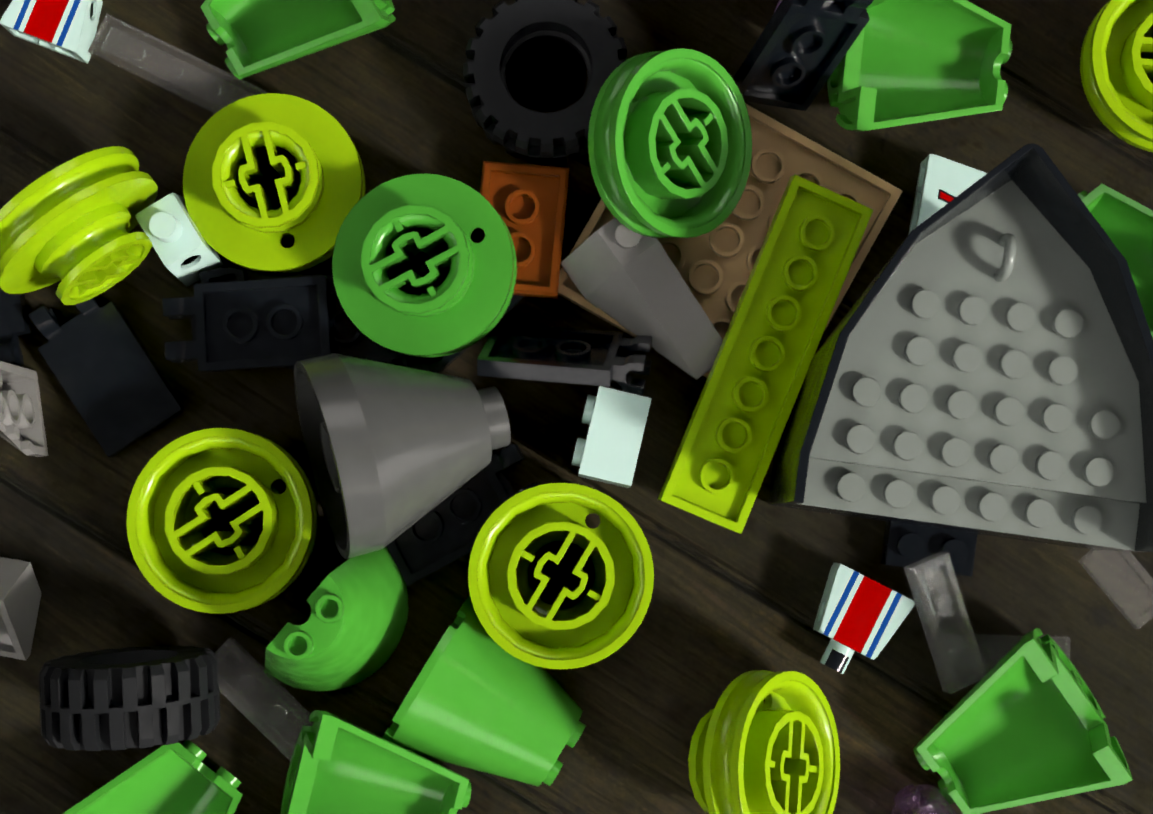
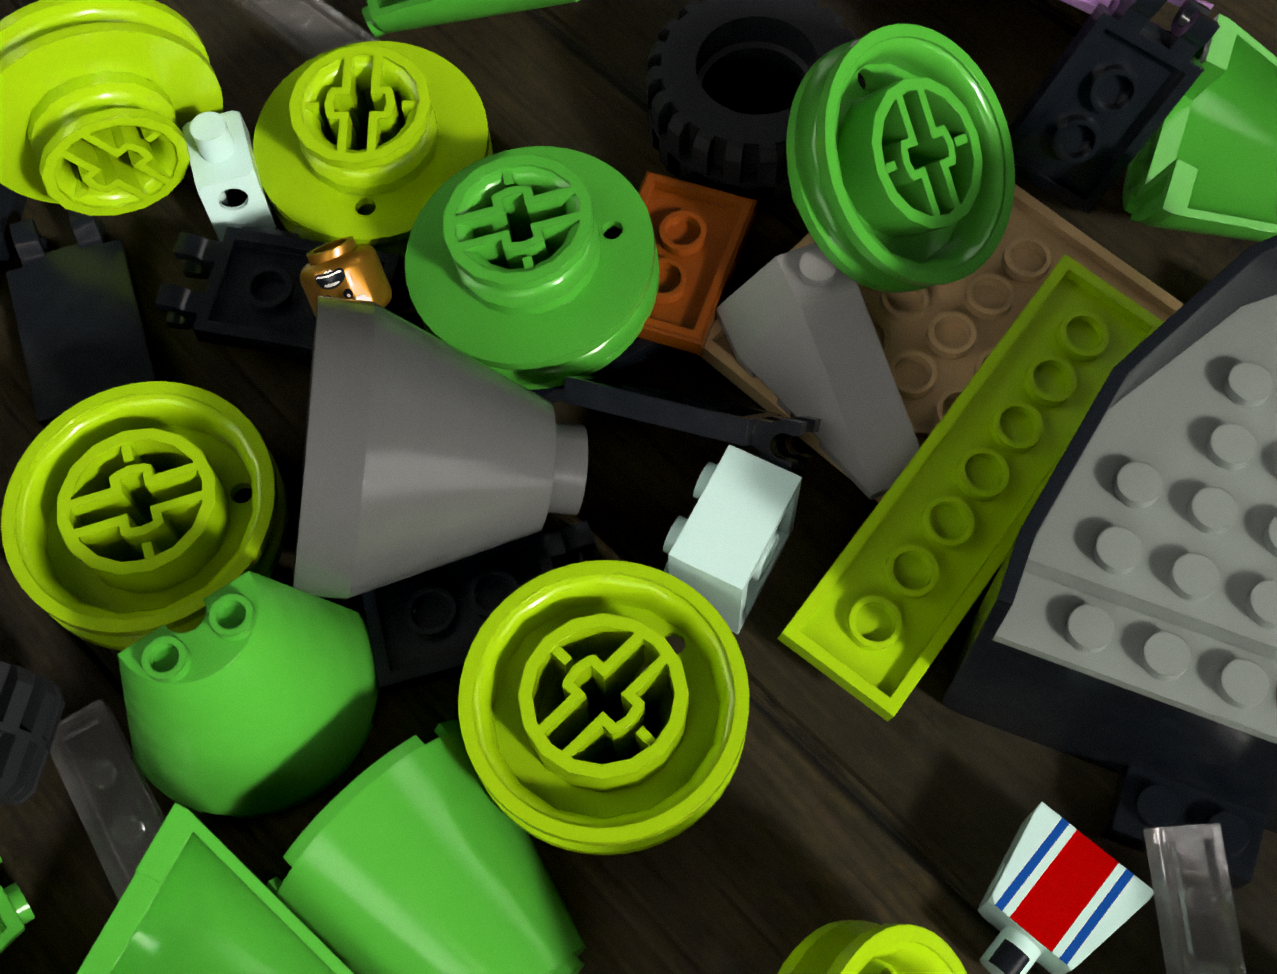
camera: 20 degrees right, 20 degrees down
(302, 322) = (346, 272): none -> pearl gold head

